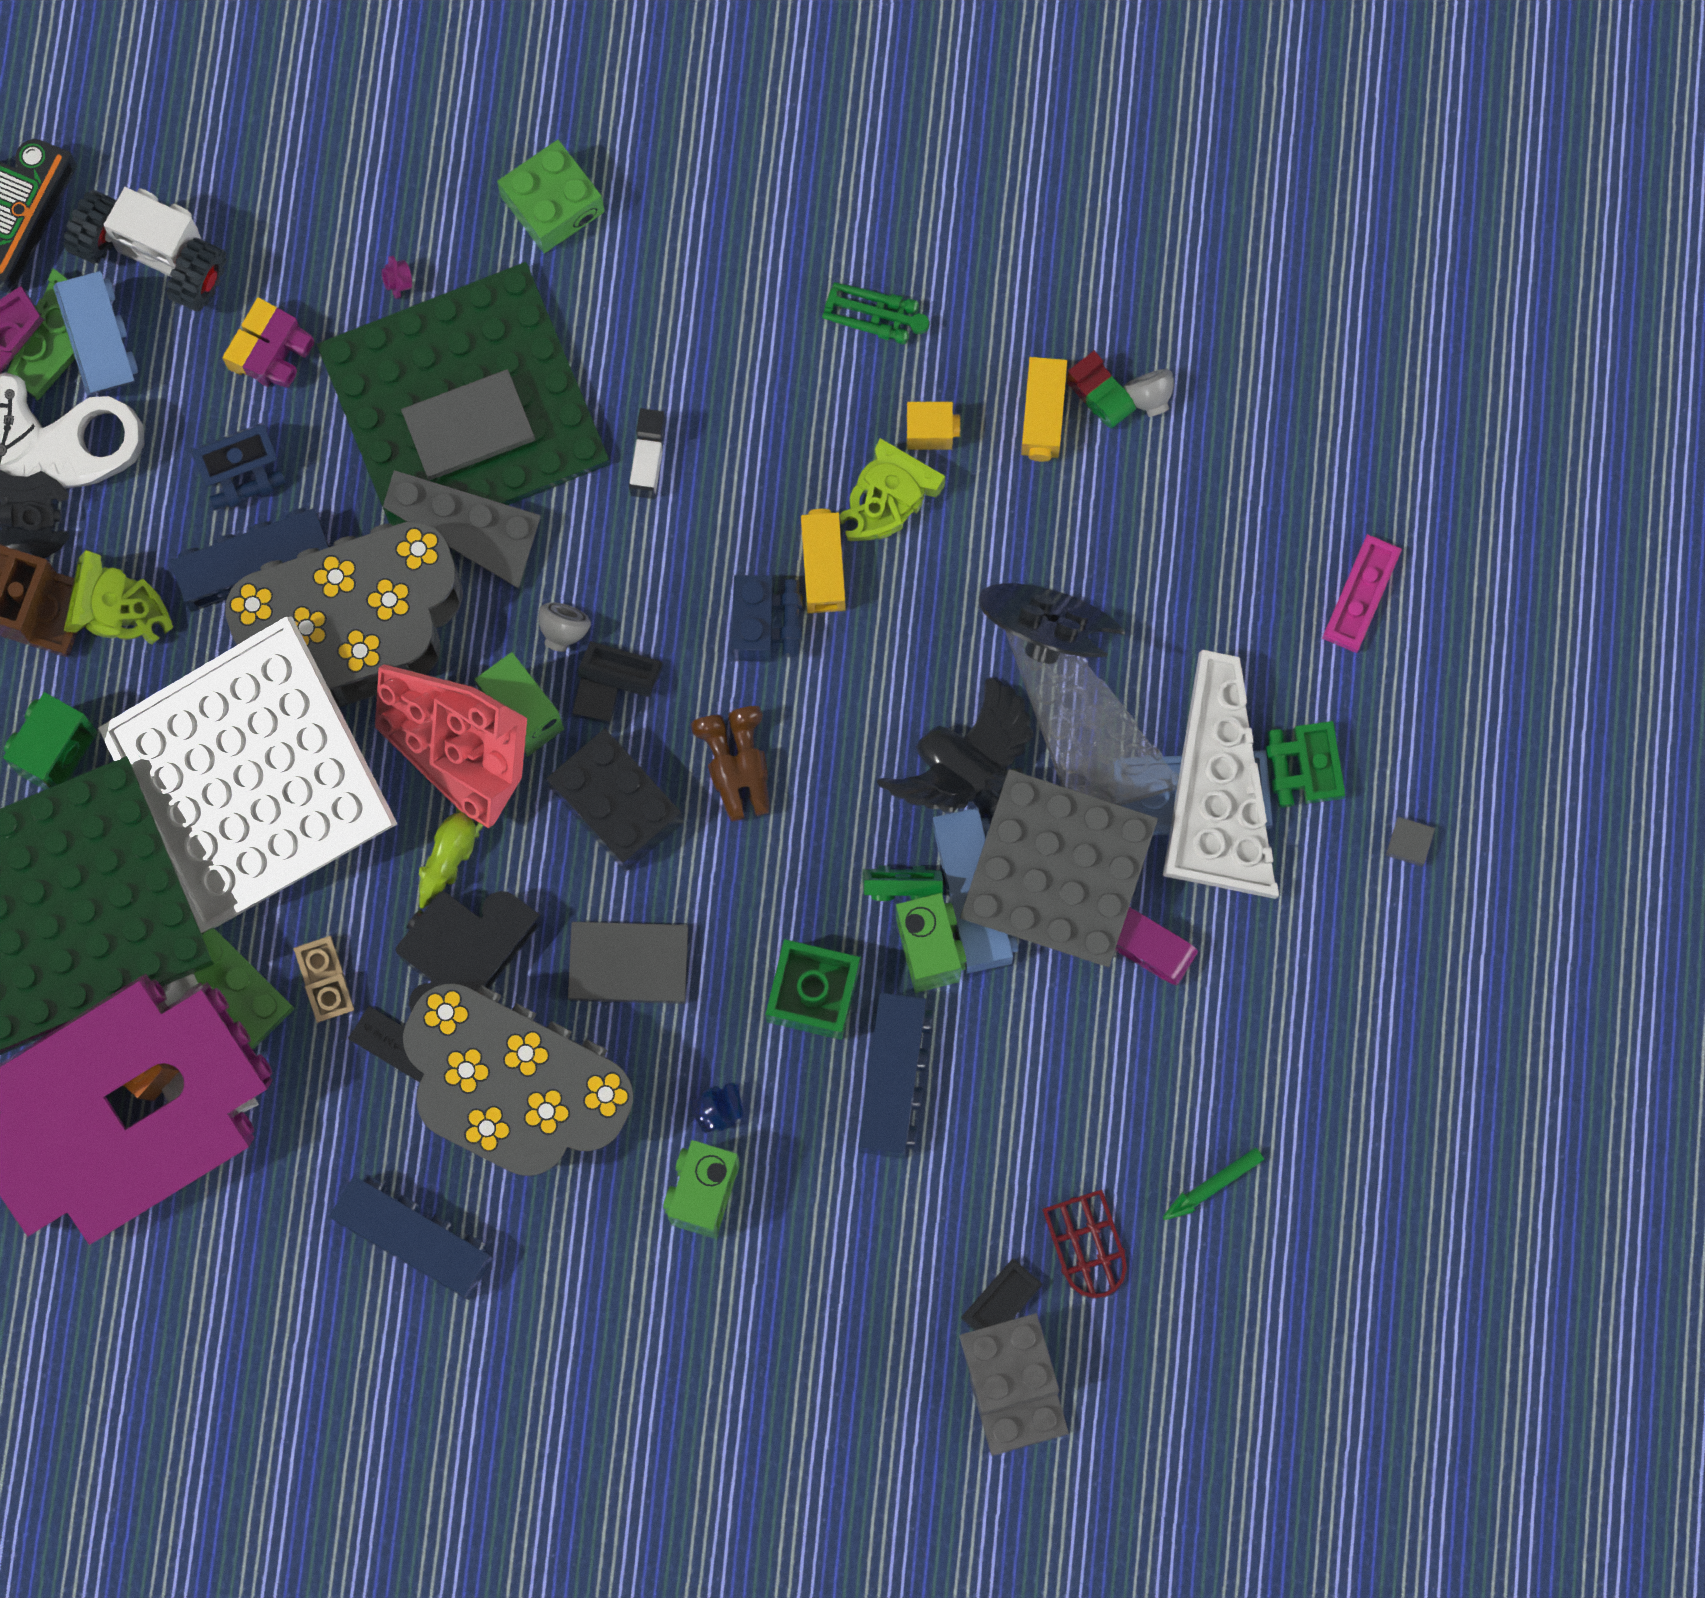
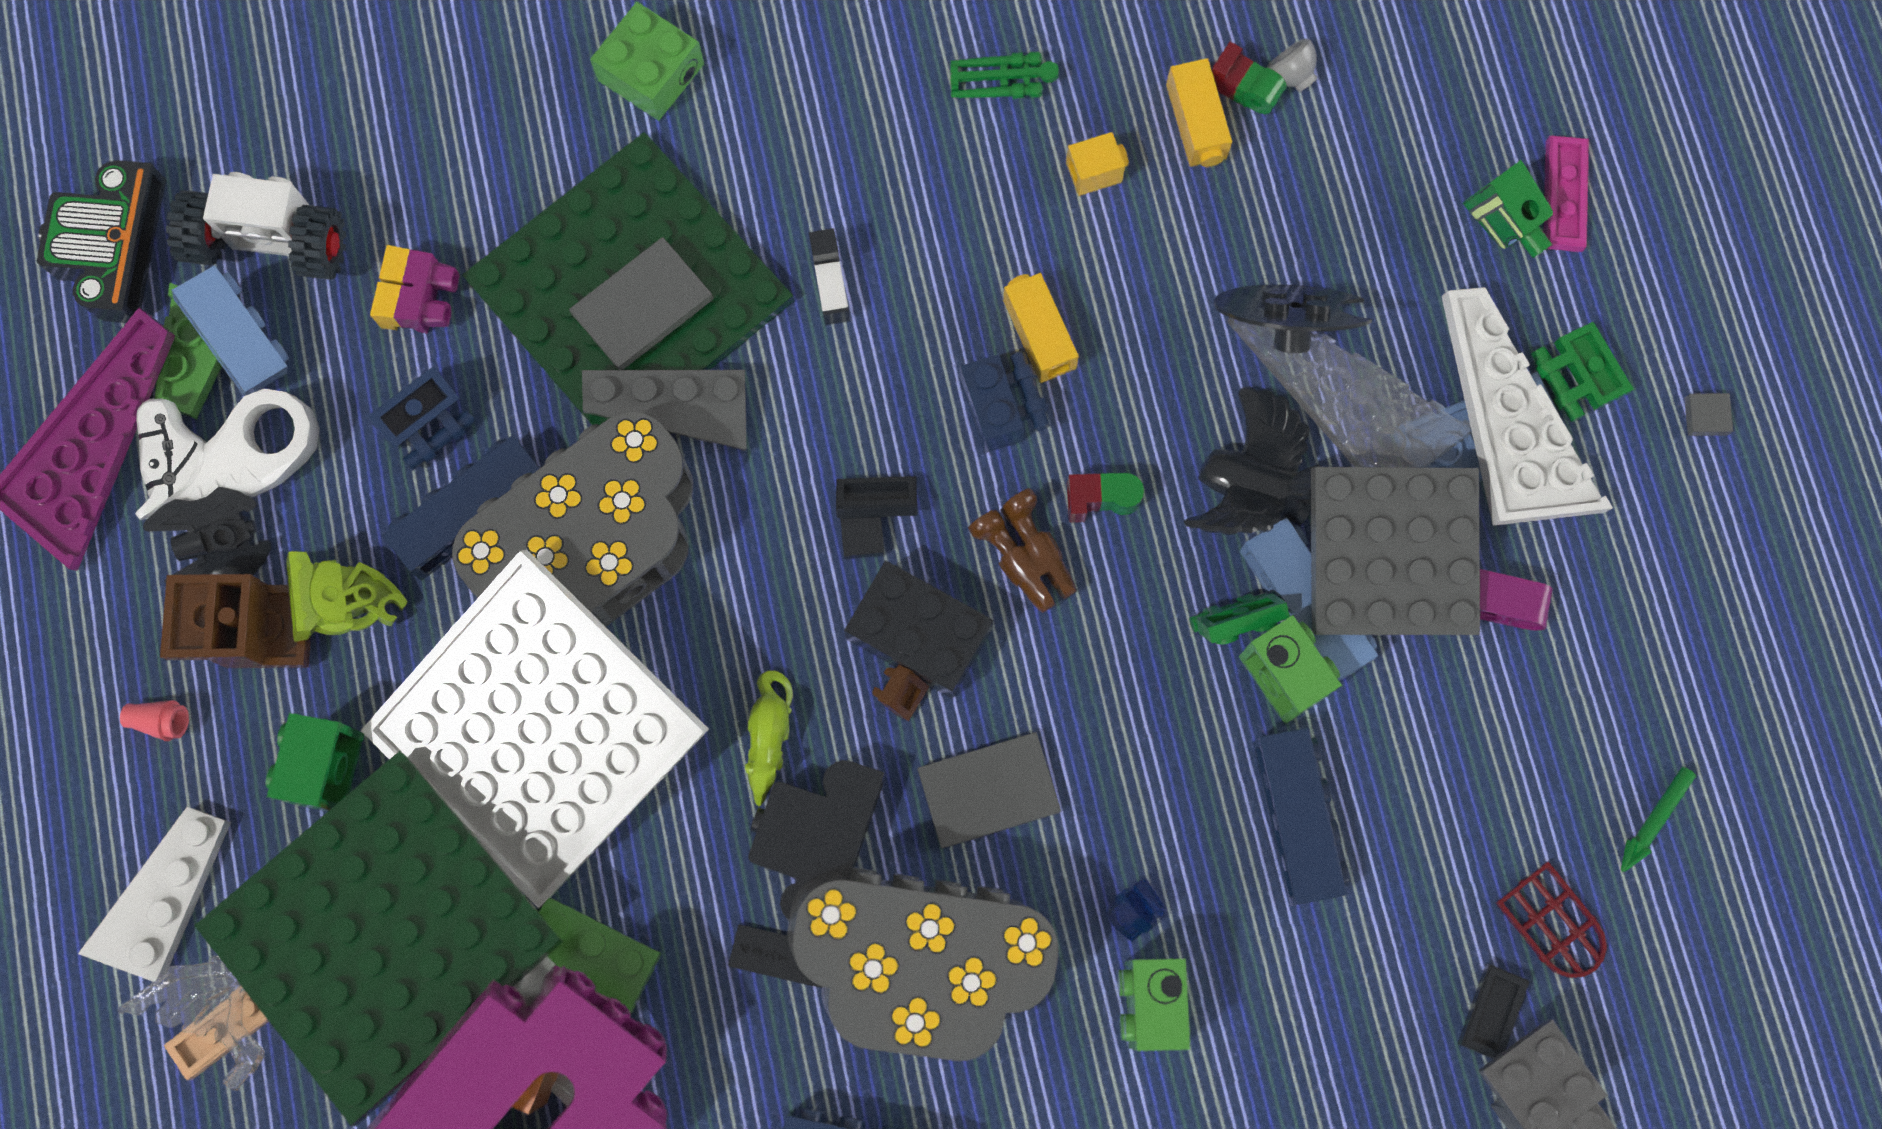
camera: 20 degrees left, 0 degrees up
(324, 978) = (682, 912): tan slope -> none
(396, 276) = (521, 184): magenta plate -> none
(454, 737) = (736, 618): coral wedge -> none
(515, 688) = (788, 564): bright green brick -> none
(562, 625) = (803, 472): light grey brick -> none
(581, 850) = (902, 692): none -> reddish brown tile
(813, 989) = (1190, 756): green brick -> none
(825, 732) = (1102, 492): none -> leg
(894, 490) = (1083, 236): lime piece -> none
(1292, 579) = (1512, 210): none -> green torso

